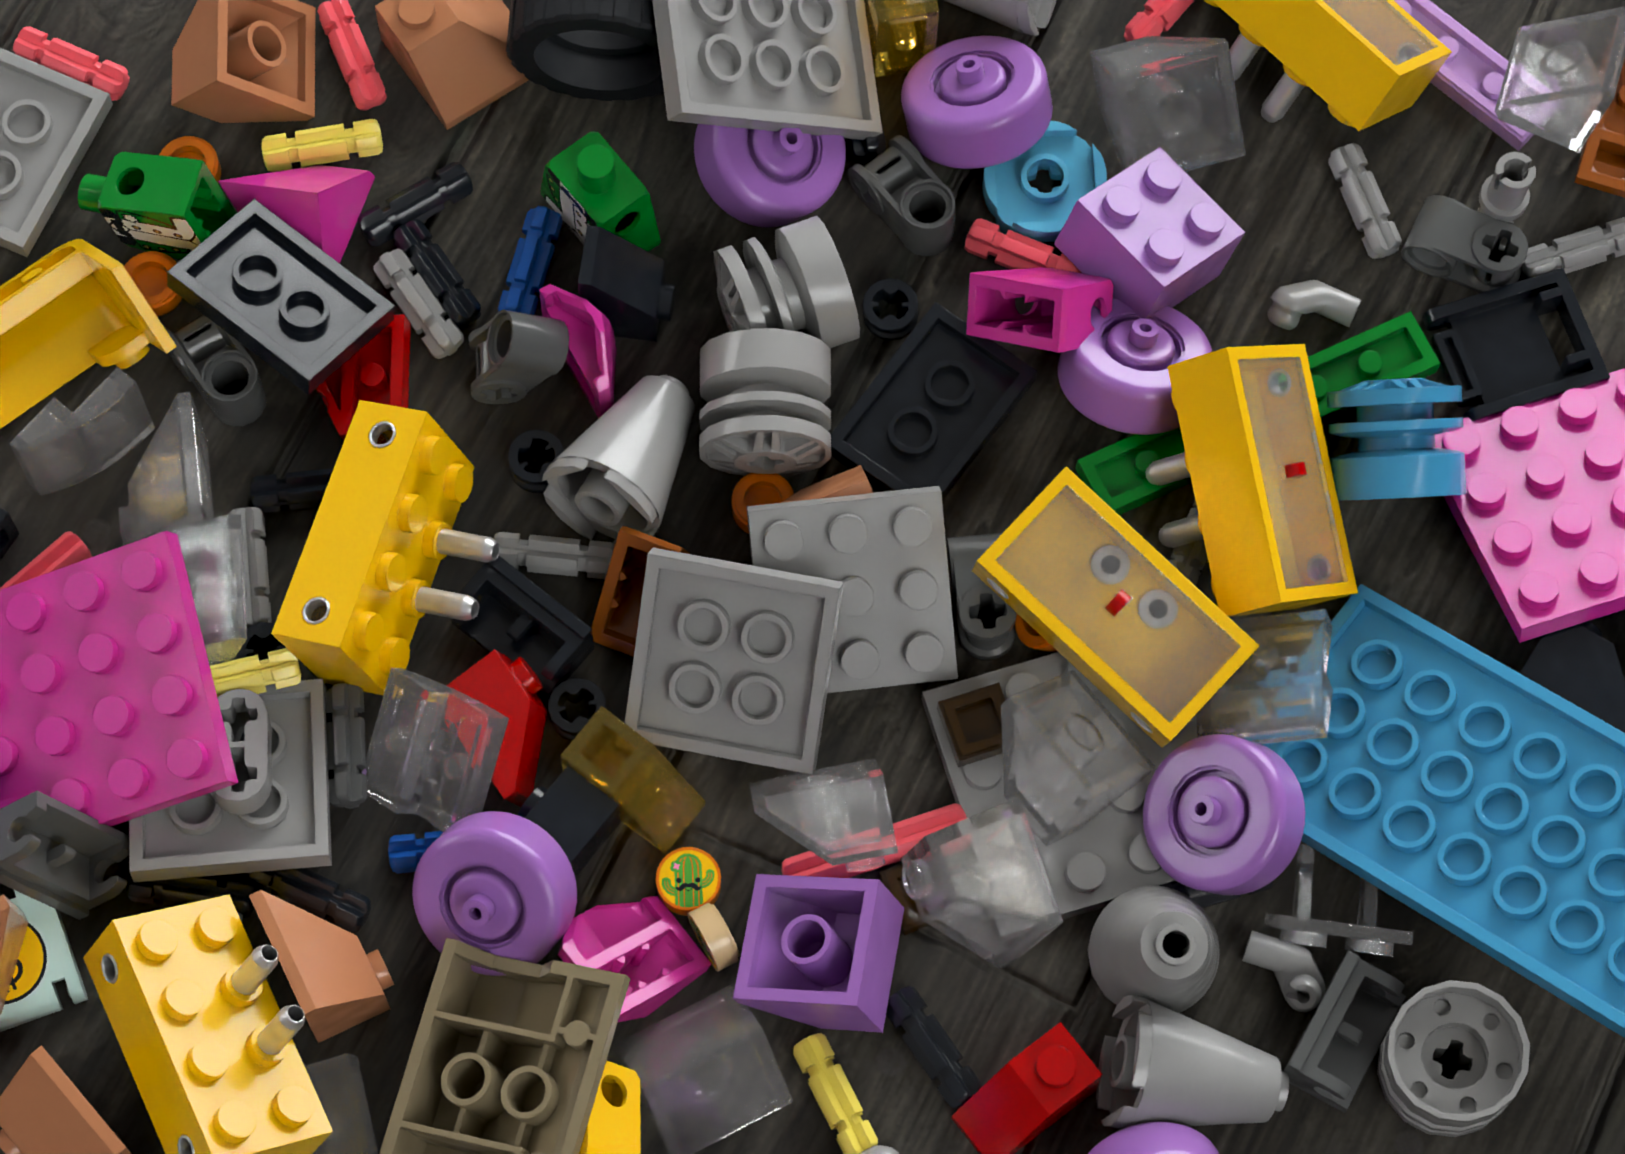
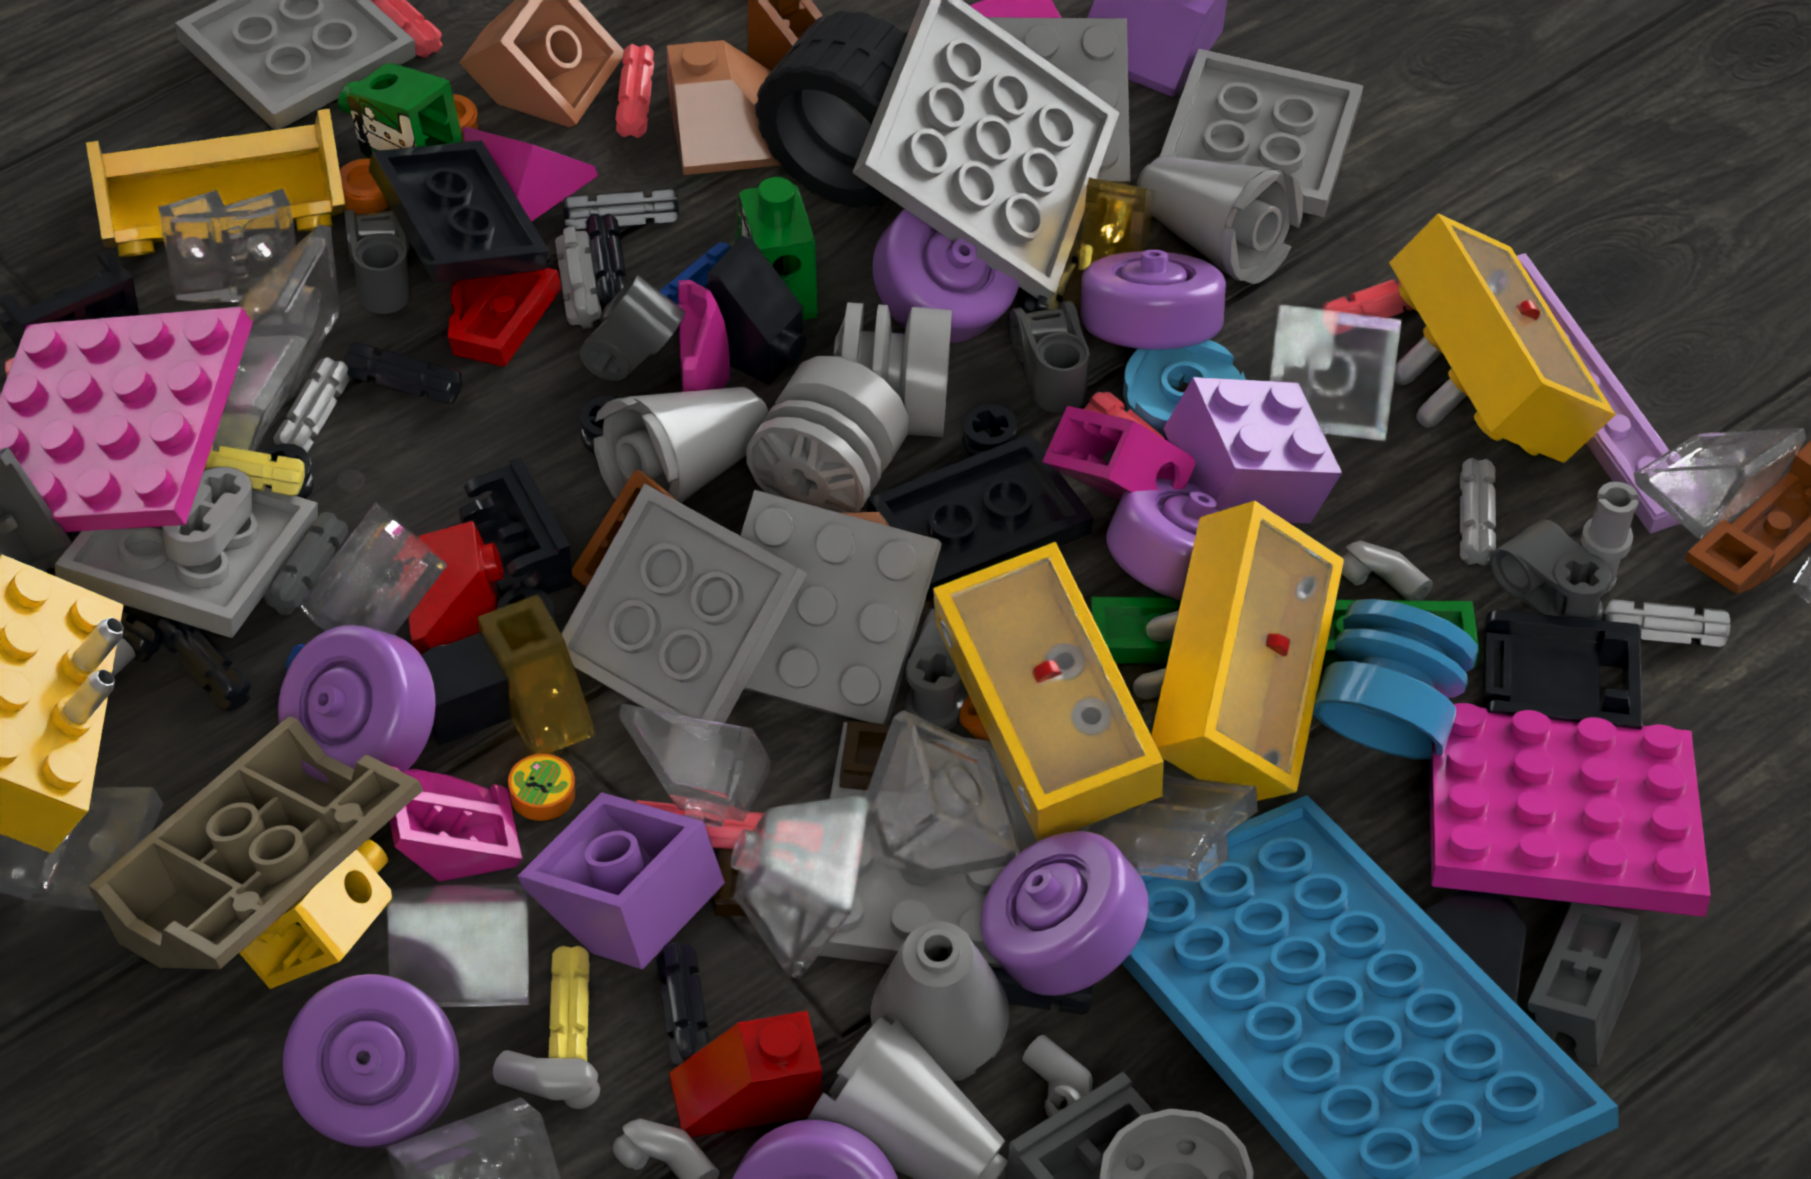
camera: 25 degrees right, 20 degrees down
(322, 145) = (572, 141): light yellow axle -> none
(324, 967) = (169, 706): nougat slope -> none
(379, 548) = (421, 412): yellow piece -> none
(555, 554) = (571, 493): light grey axle -> none
(714, 936) = (534, 828): tan tile -> none
(1360, 937) = (1108, 1041): clear plate -> none

